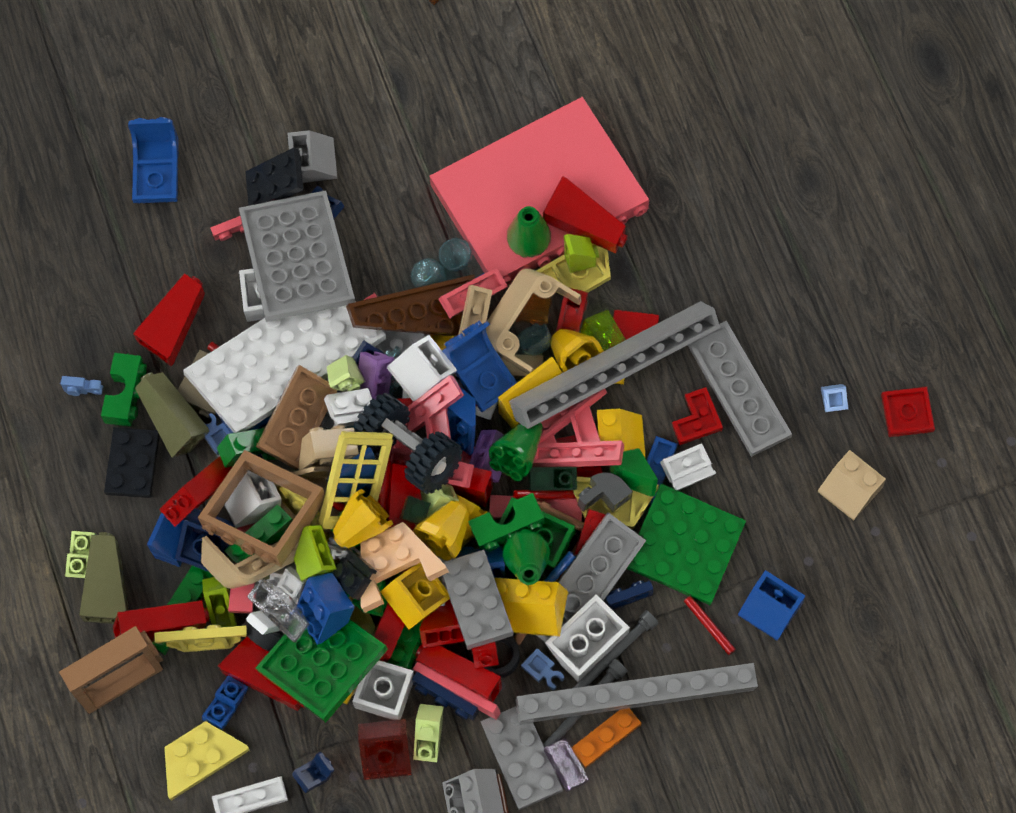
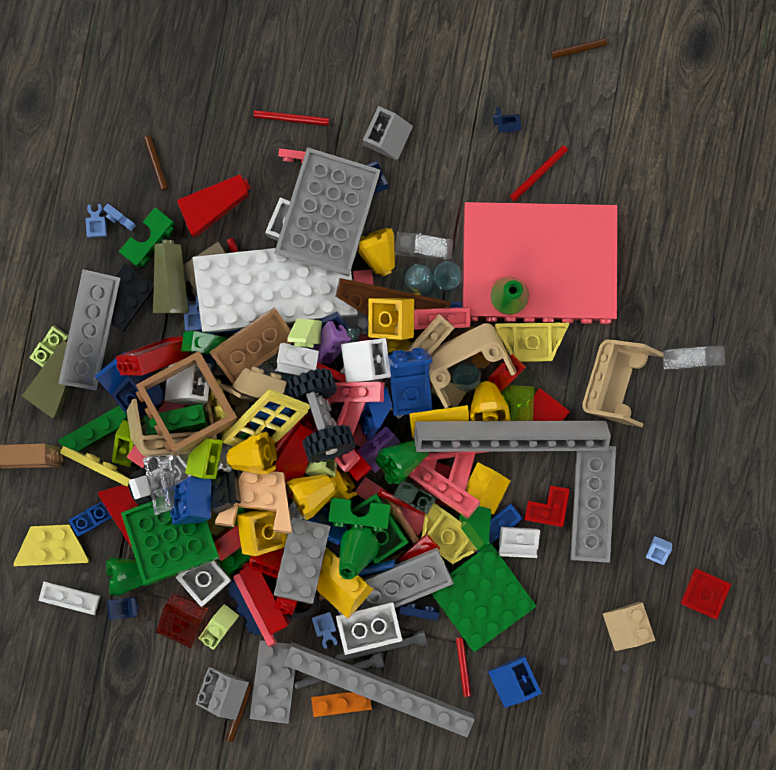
camera: 25 degrees right, 15 degrees up
(60, 406) = (96, 225): none -> medium blue plate
(87, 313) = (155, 162): none -> reddish brown bar
(114, 507) = (89, 330): none -> light grey plate
(154, 160) = (268, 69): blue bracket -> none
(162, 619) = (74, 438): red slope -> none
(204, 197) = (291, 117): none -> red bar
(275, 178) = (347, 138): black plate -> none
(291, 583) = (179, 466): white tile -> none
(297, 734) = (124, 575): none -> green cone
(371, 269) = (378, 250): none -> yellow cone
(411, 242) = (423, 246): none -> clear slope
(414, 510) = (298, 466): clear green plate -> none
(422, 315) = (391, 318): none -> yellow slope
(426, 84) = (506, 123): none -> dark blue bracket
(486, 113) = (538, 173): none -> red bar
(566, 764) = (300, 708): clear purple plate -> none
(579, 252) = (539, 332): lime slope -> none
(582, 216) = (557, 305): red slope -> none
(605, 487) = (450, 526): dark grey brick -> none
(678, 257) = (611, 378): none -> tan windscreen
(750, 195) = (694, 358): none -> clear slope

